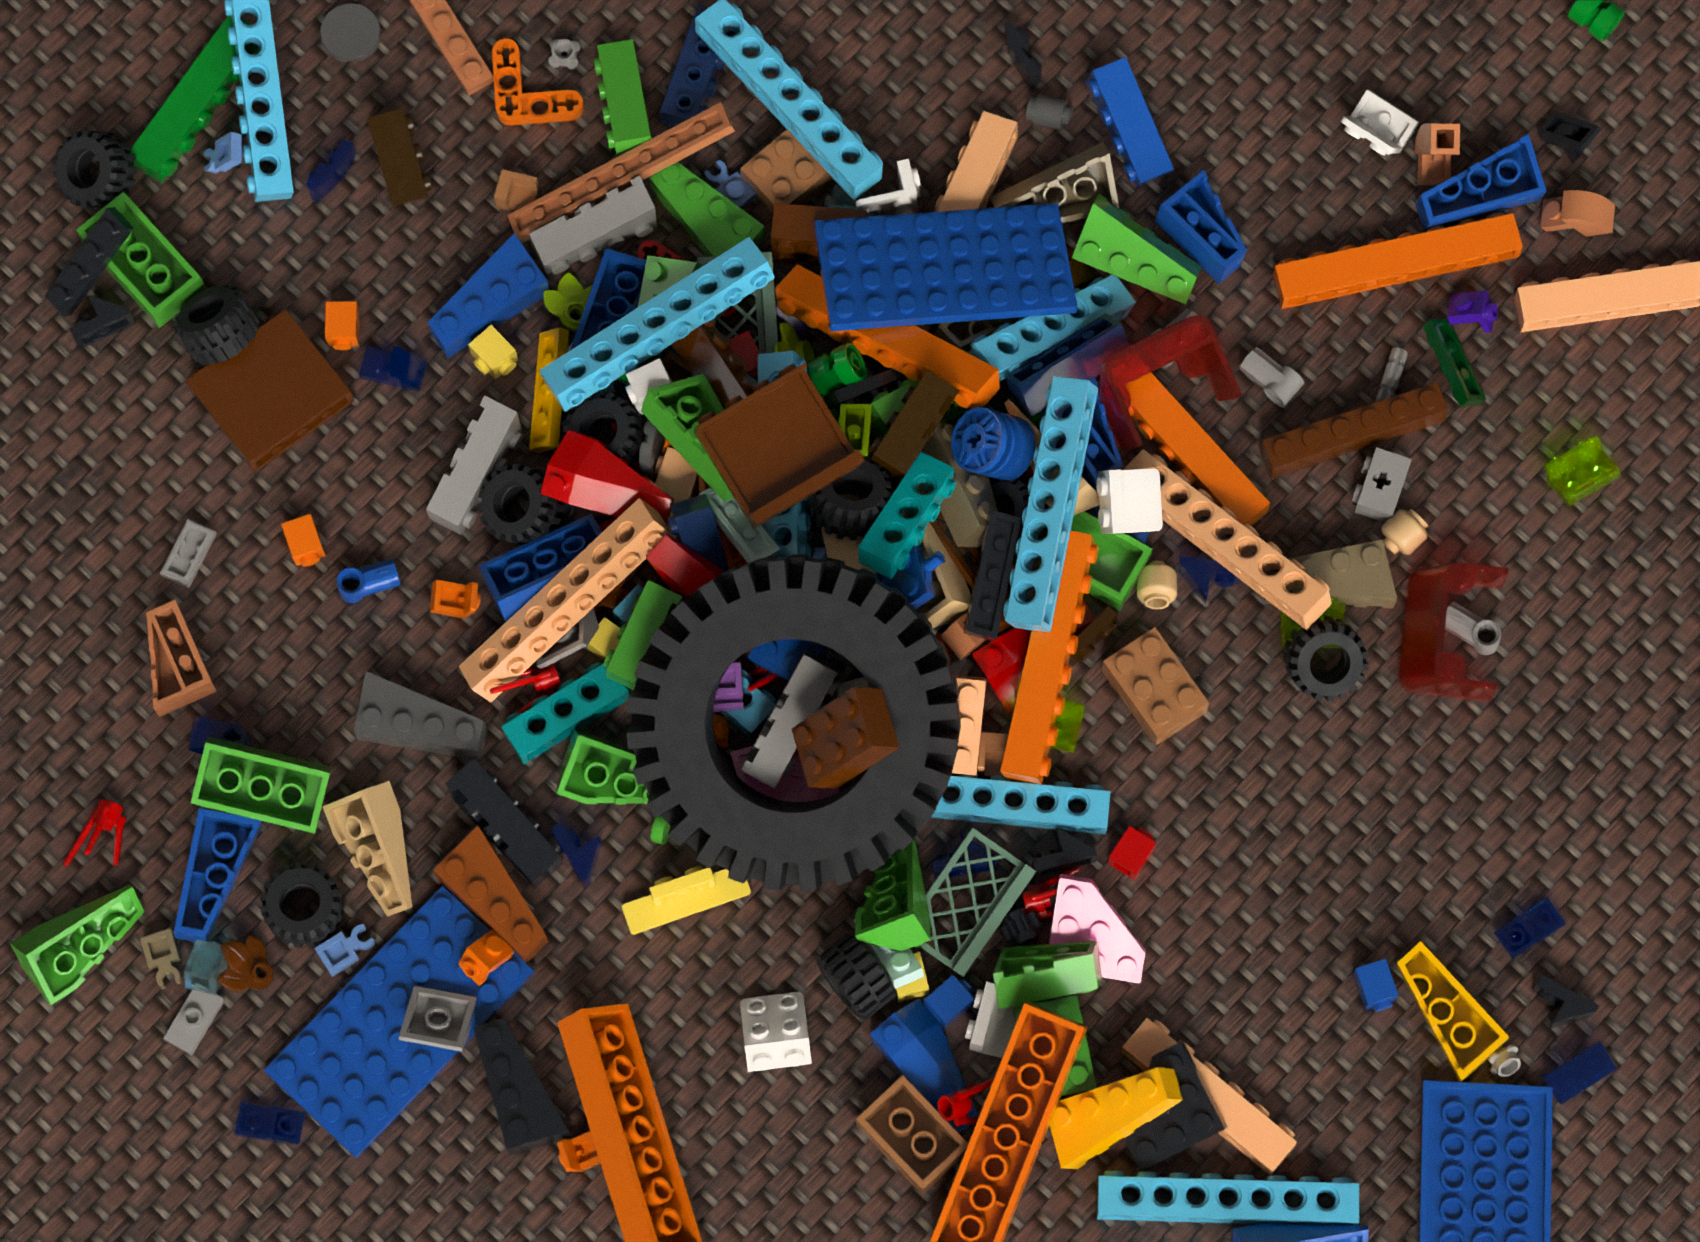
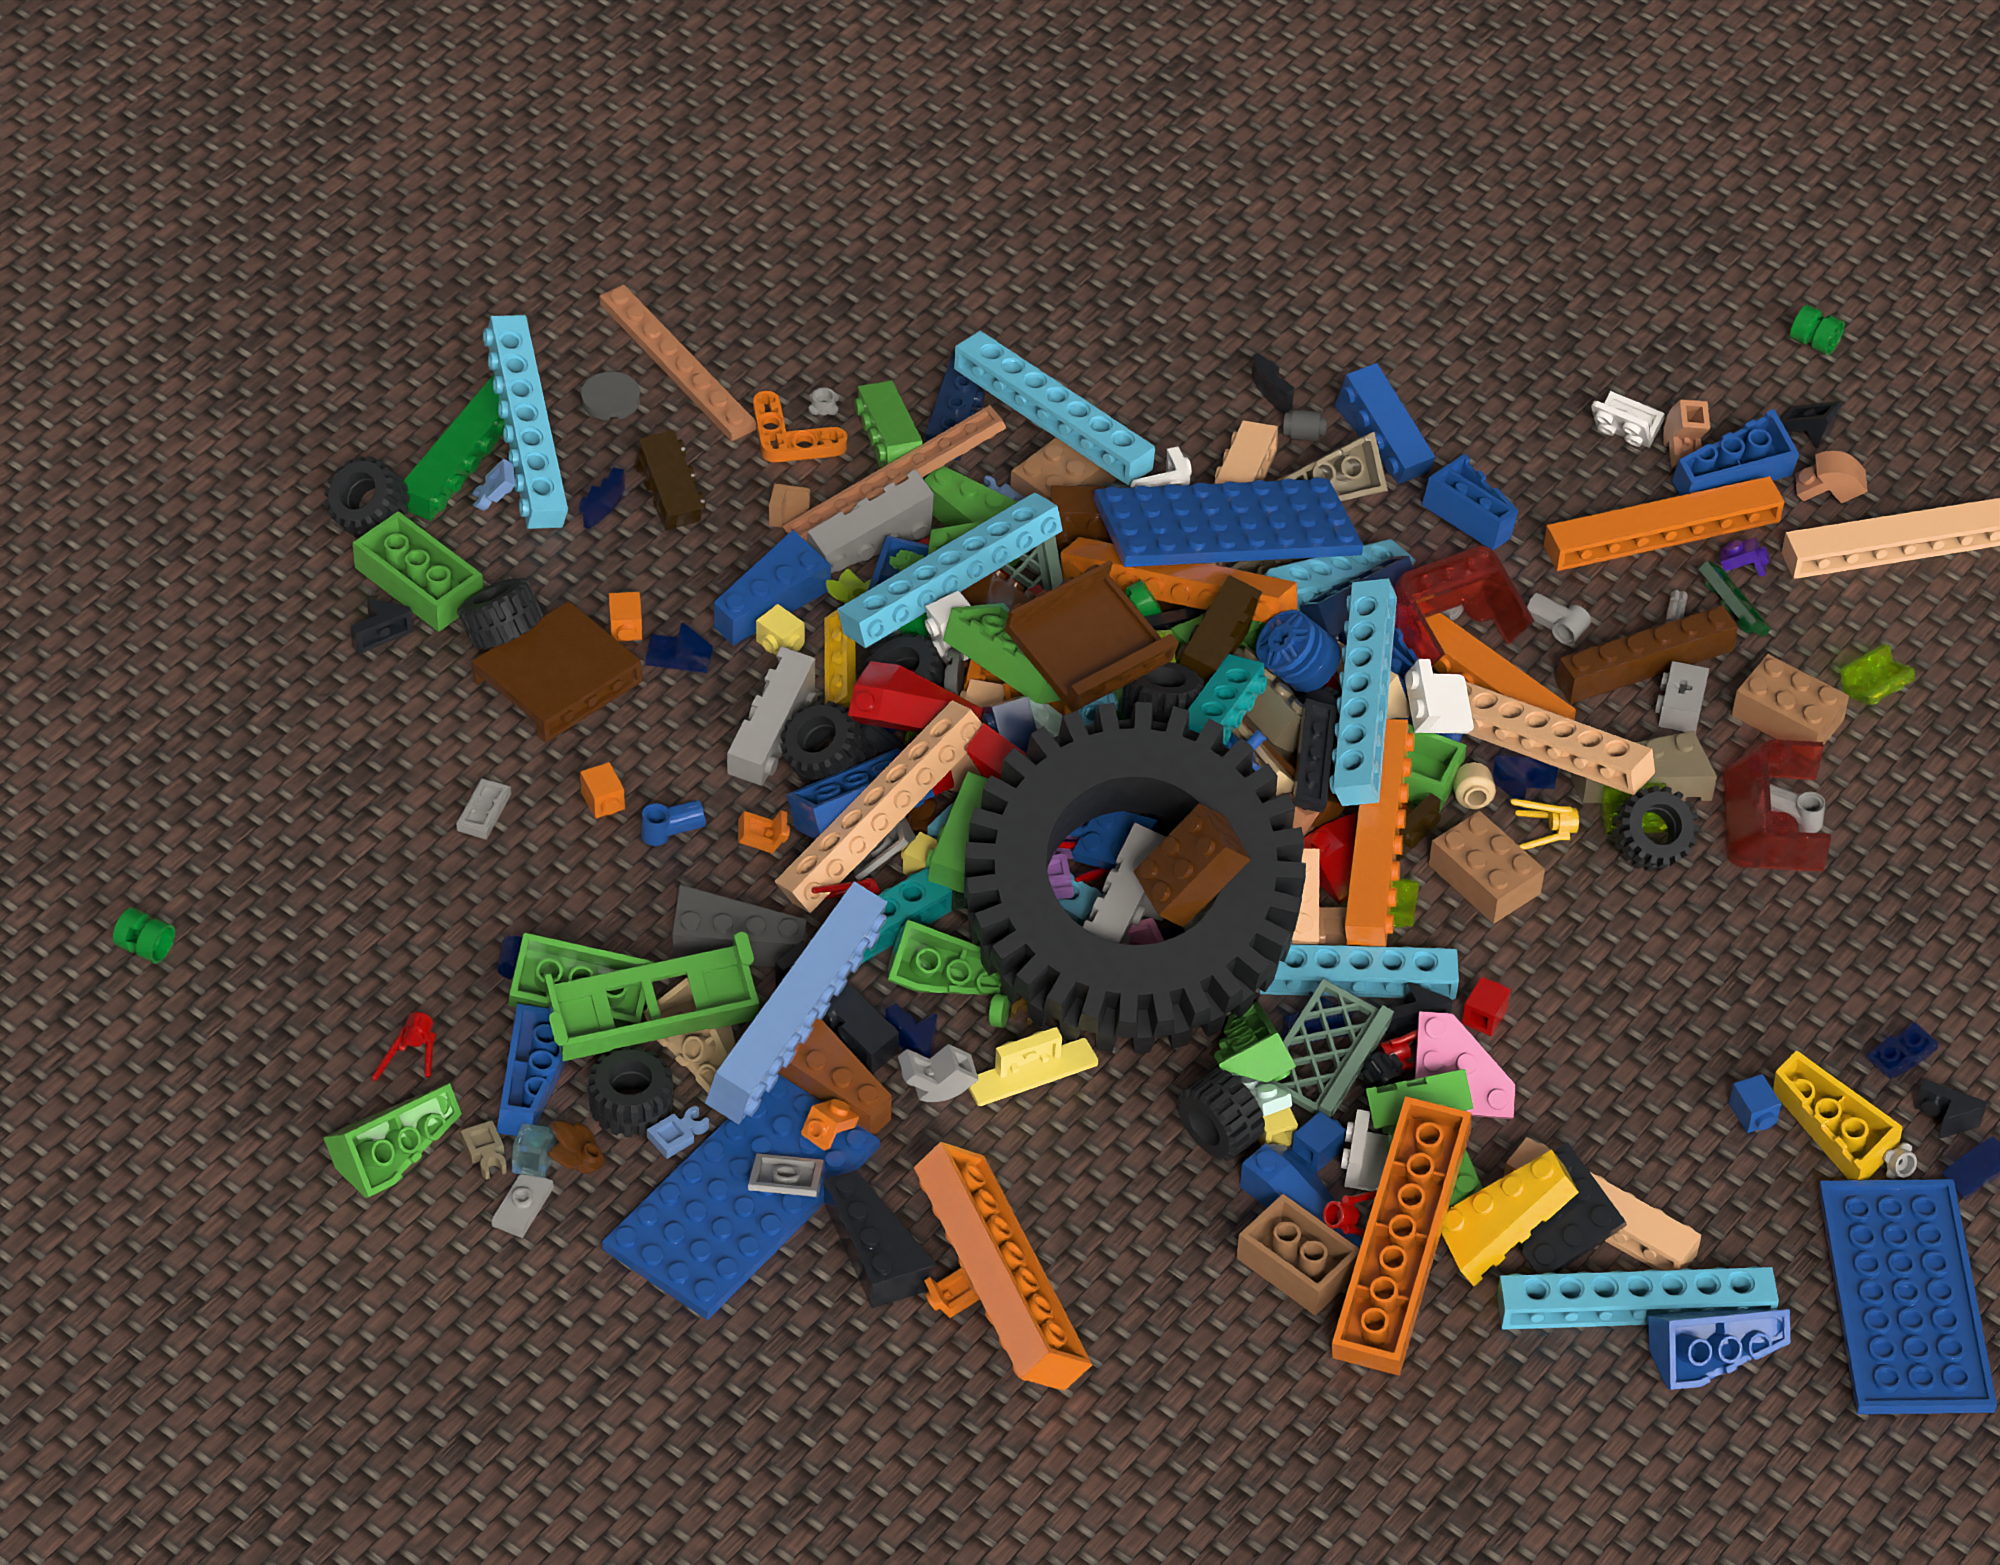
camera: 10 degrees left, 25 degrees down
(89, 261) = (367, 567): black plate -> none
(176, 663) = (482, 891): nougat wedge -> none
(258, 829) = (718, 984): none -> bright green piece
(269, 1123) = (616, 1292): clear blue slope -> none
(459, 841) = (797, 1004): none -> medium blue brick
(594, 903) = (941, 1076): none -> light grey brick
(621, 292) = (904, 559): none -> bright green plant
(775, 1031) = (1142, 1180): white bracket -> none
(1134, 253) = (1395, 514): bright green wedge -> none
(1237, 630) = (1561, 819): none -> yellow plant
(1404, 532) = (1714, 730): tan head -> none
(1488, 503) = (1789, 703): none -> medium nougat brick

